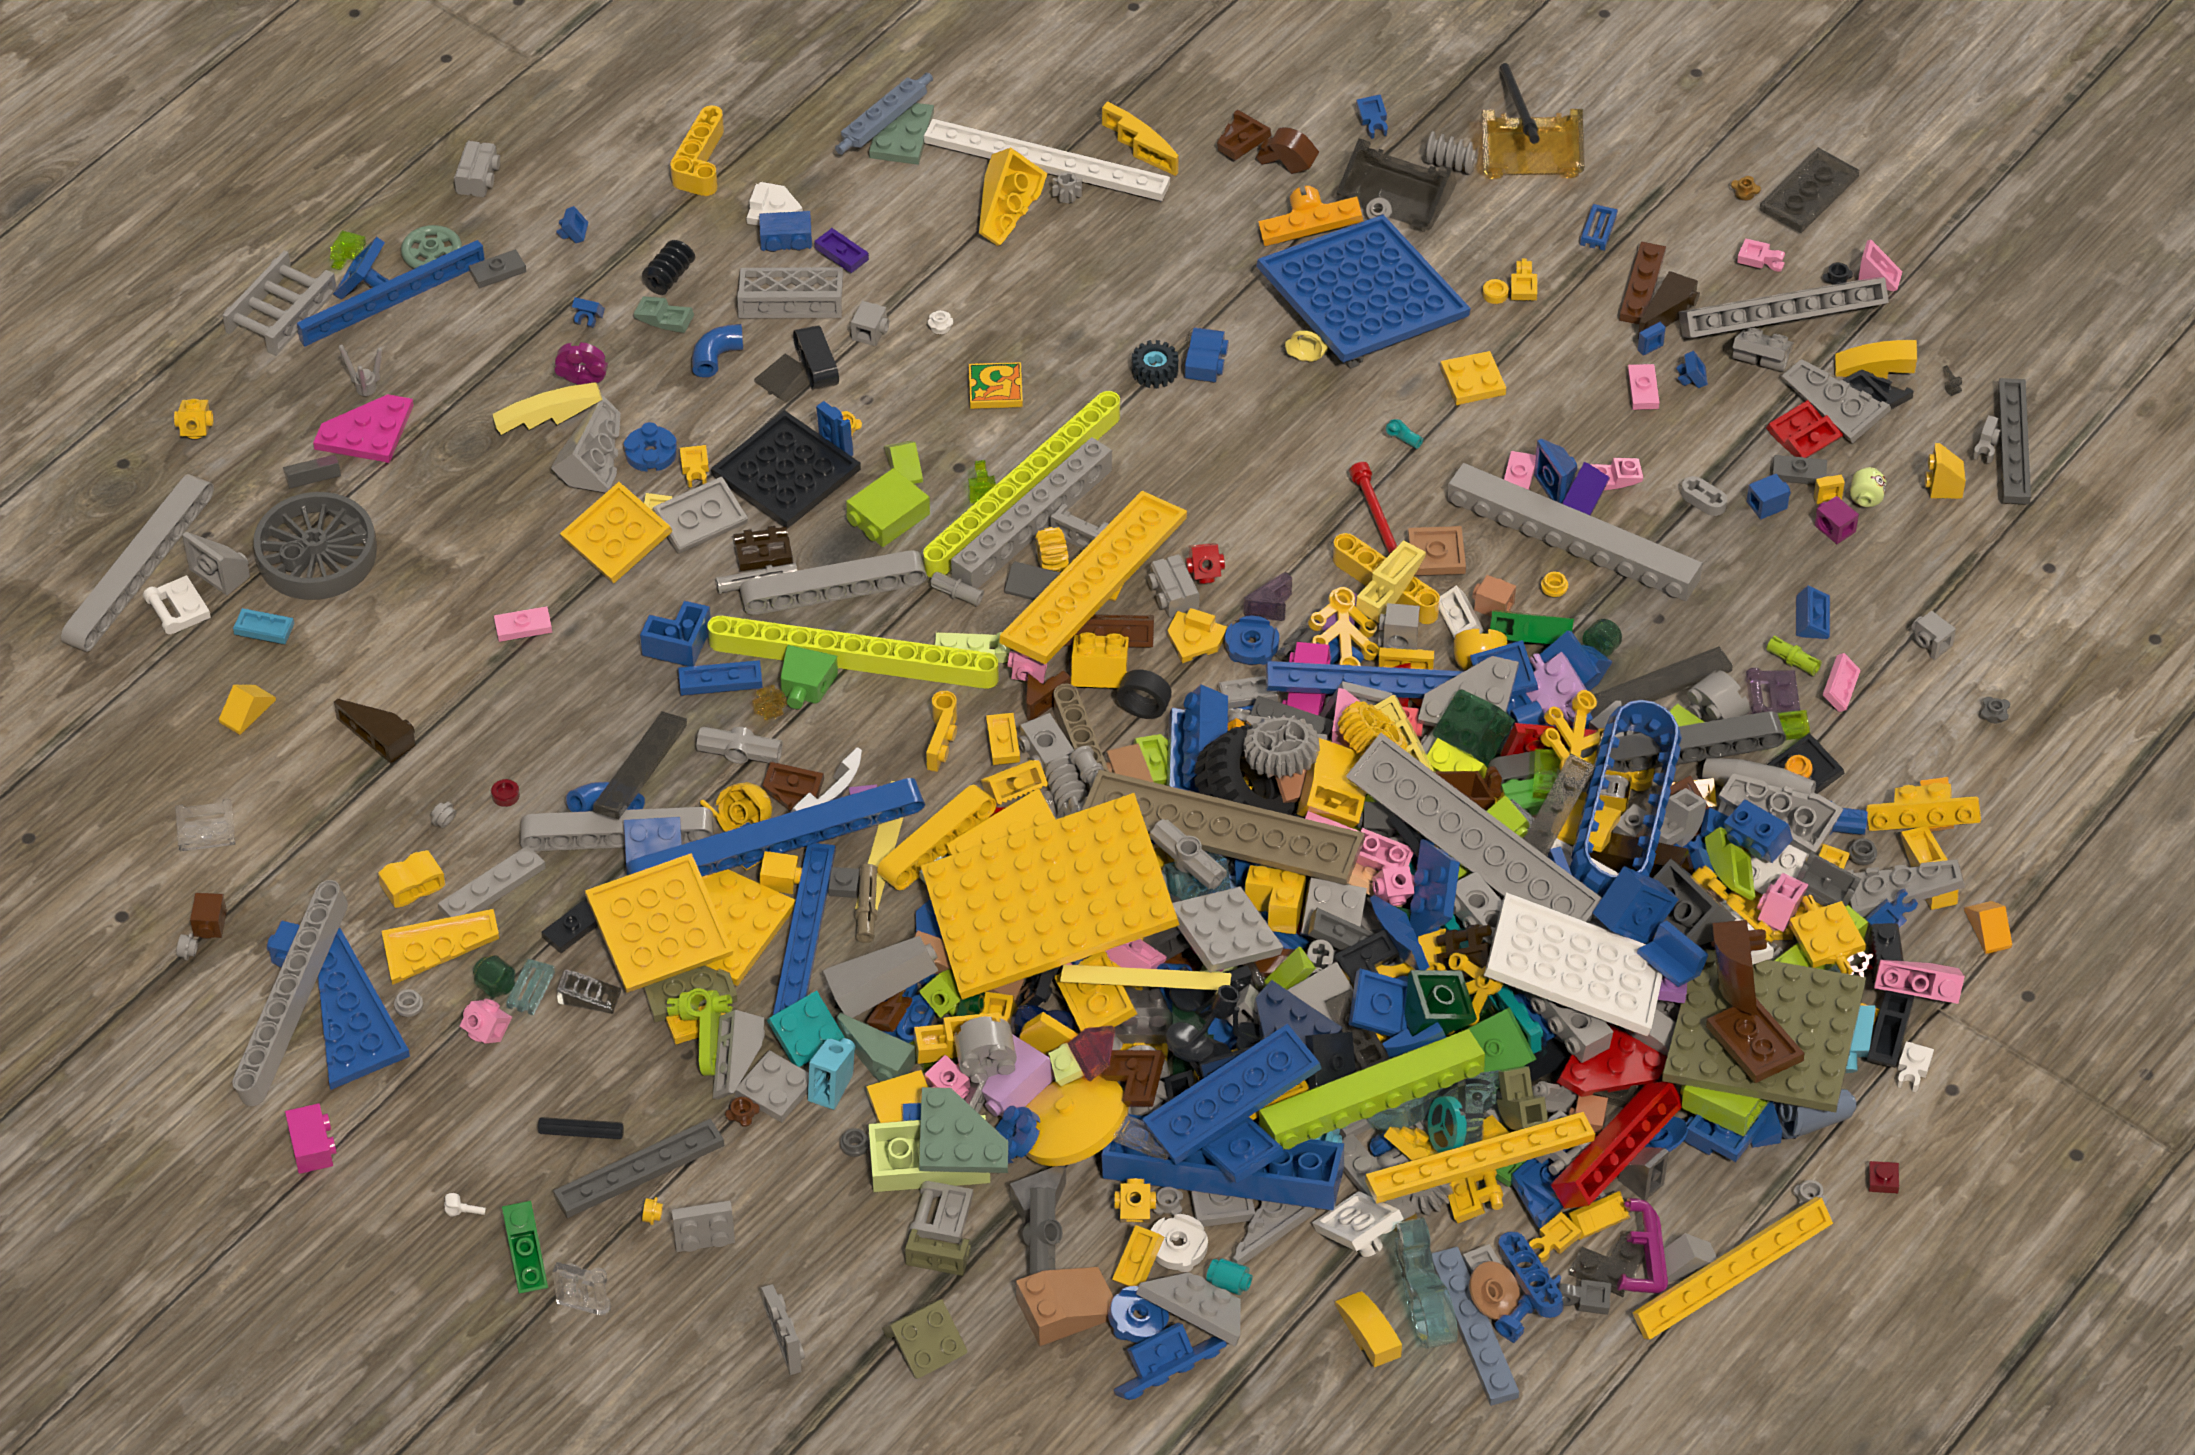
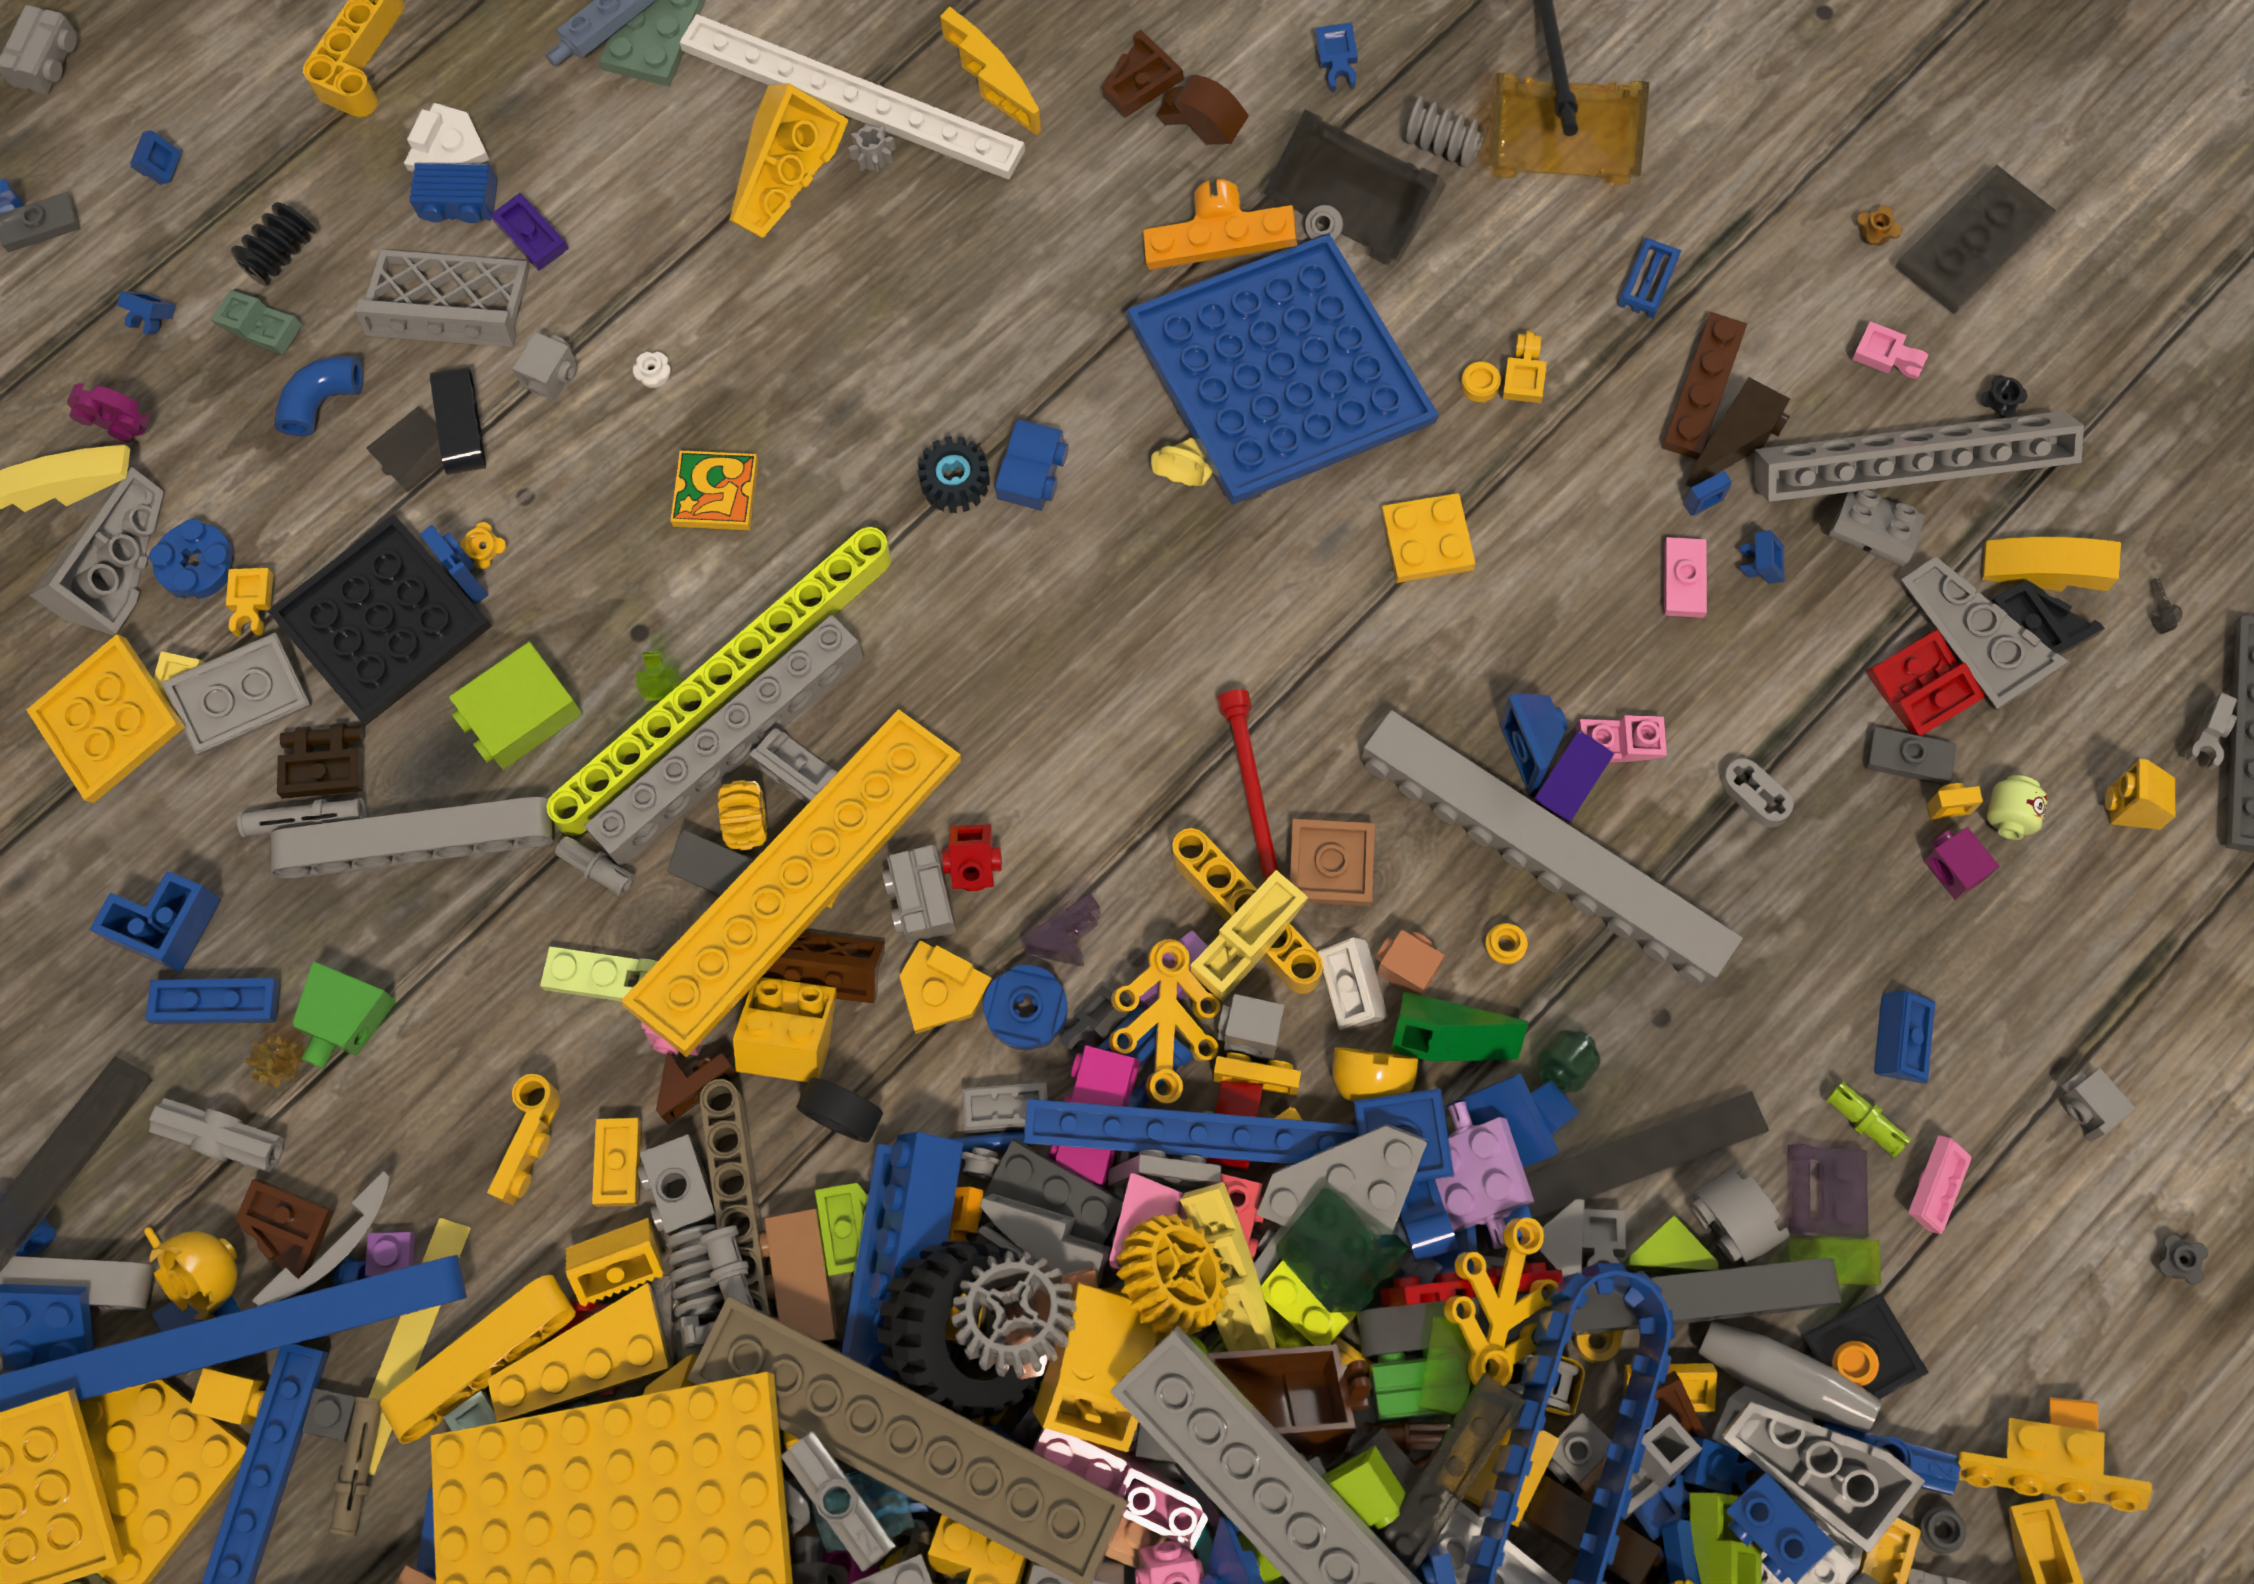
camera: 10 degrees right, 20 degrees up
(856, 651) = (401, 962): neon yellow beam -> none
(905, 460) = (555, 619): lime slope -> none
(1401, 431) = (1302, 627): teal arm -> none
(1520, 469) = (1477, 723): bright pink plate -> none
(1768, 496) = (1858, 807): blue brick -> none
(1878, 264) = (2068, 390): bright pink slope -> none

